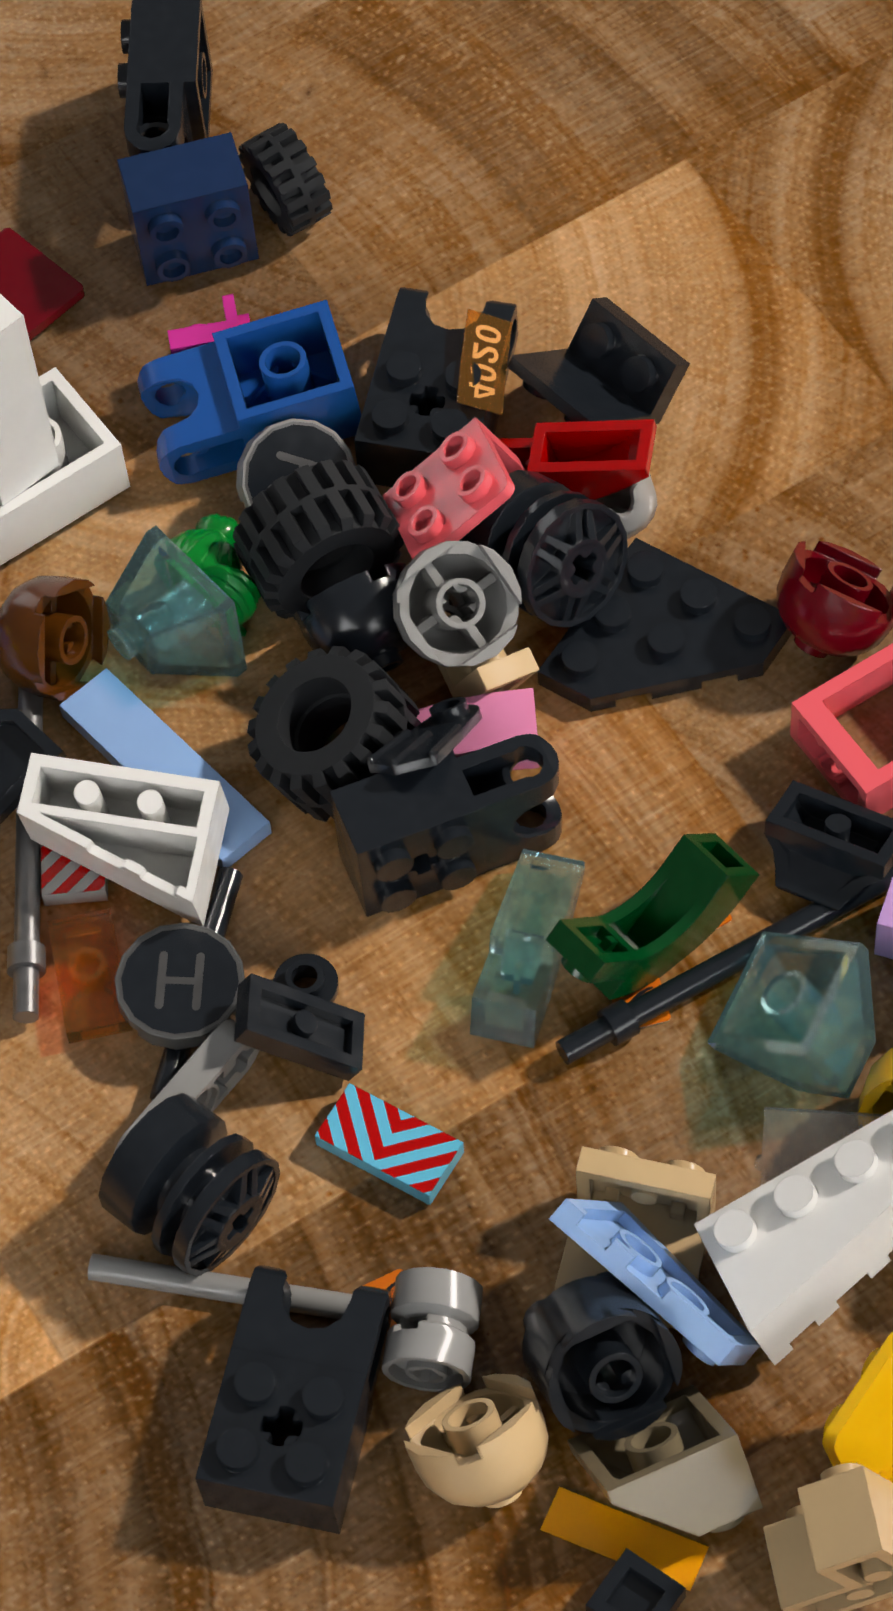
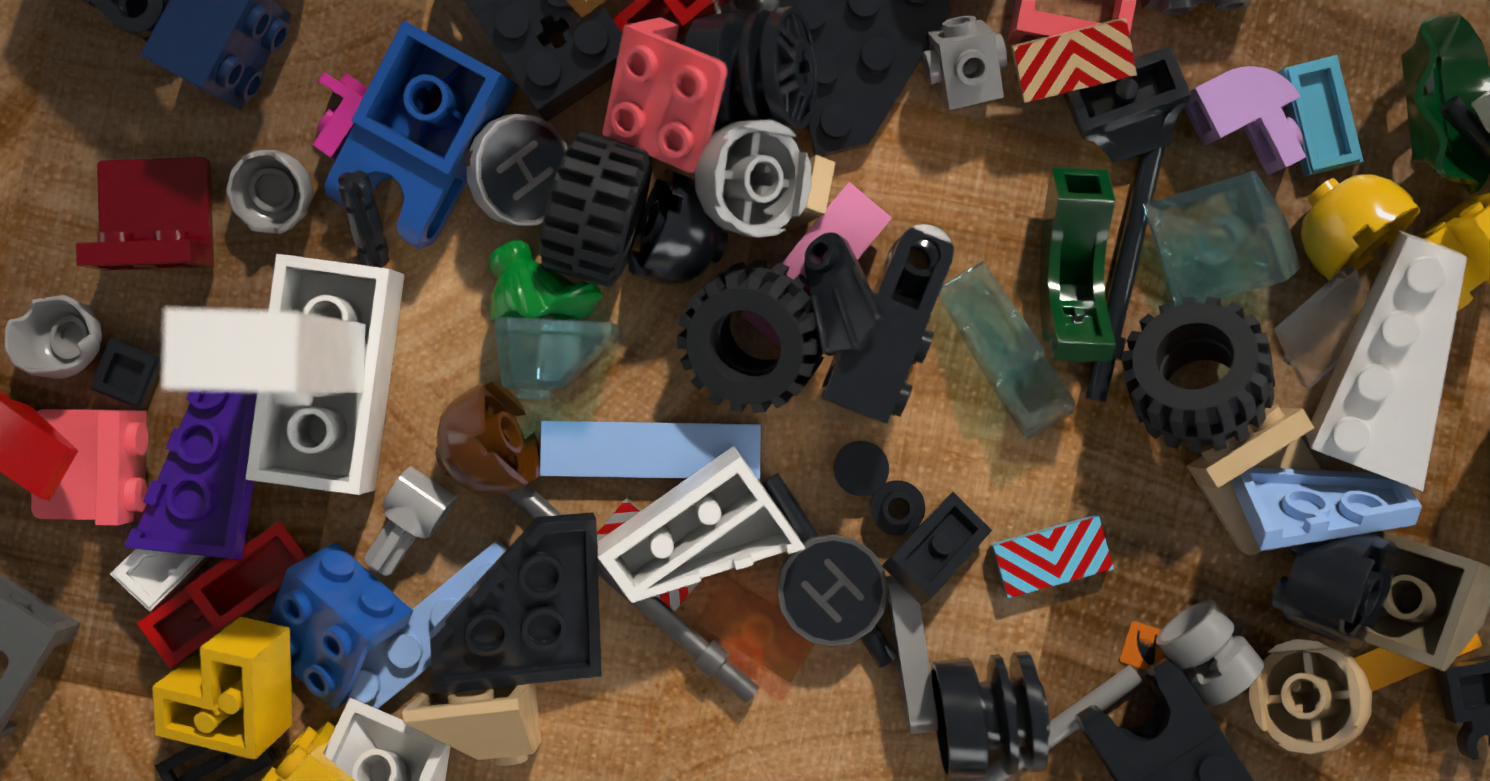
camera: 50 degrees left, 30 degrees up
(102, 343) = (270, 191): none -> light grey hair
(146, 408) = (363, 218): none -> black axle
(312, 929) = (861, 468): none -> black tile
(659, 1077) = (1190, 335): none -> black tyre
(725, 717) = (965, 62): none -> light grey brick
(812, 759) = (1074, 60): none -> tile

